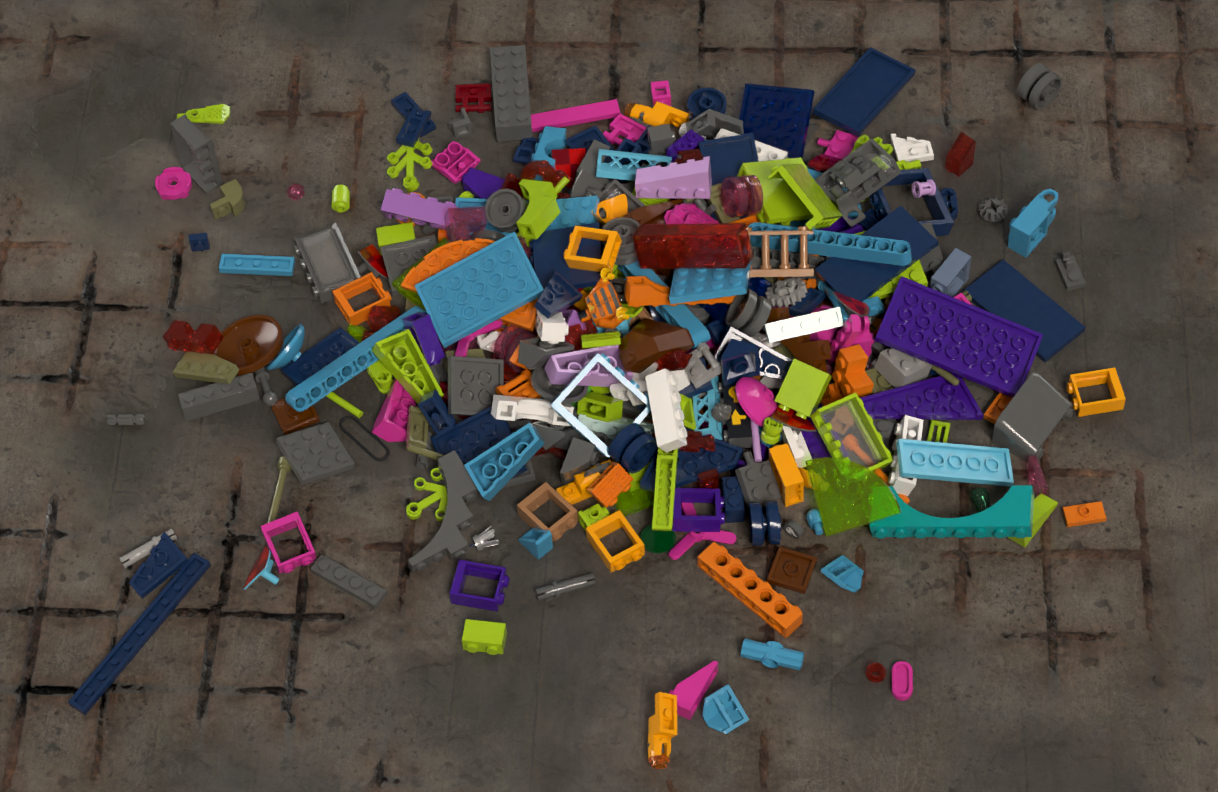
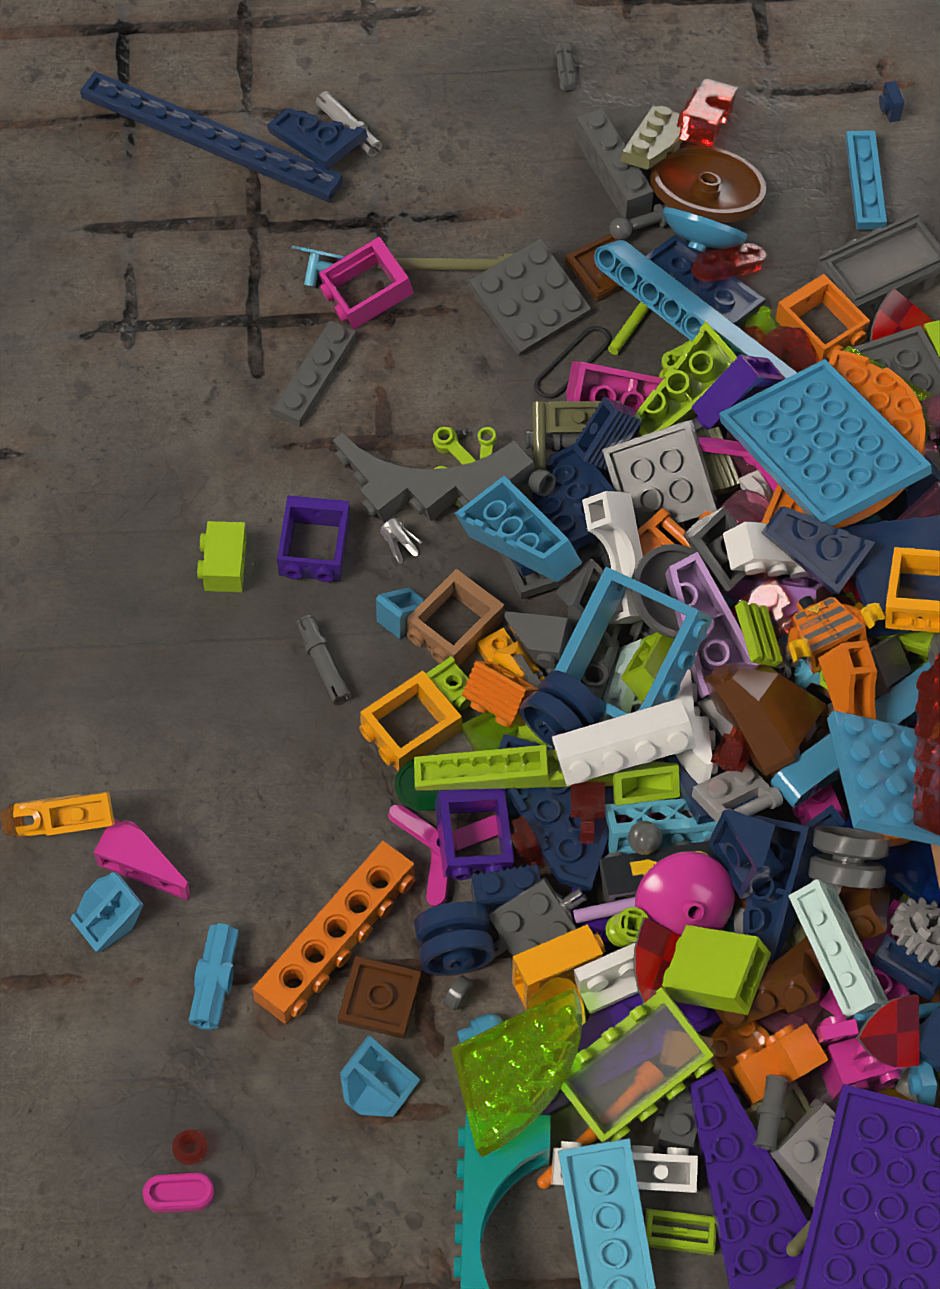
camera: 80 degrees right, 5 degrees up
(316, 344) = (713, 265): none -> clear red beam
(463, 454) = (542, 482): none -> dark grey hinge
(882, 378) = (771, 1112): none -> dark grey pin

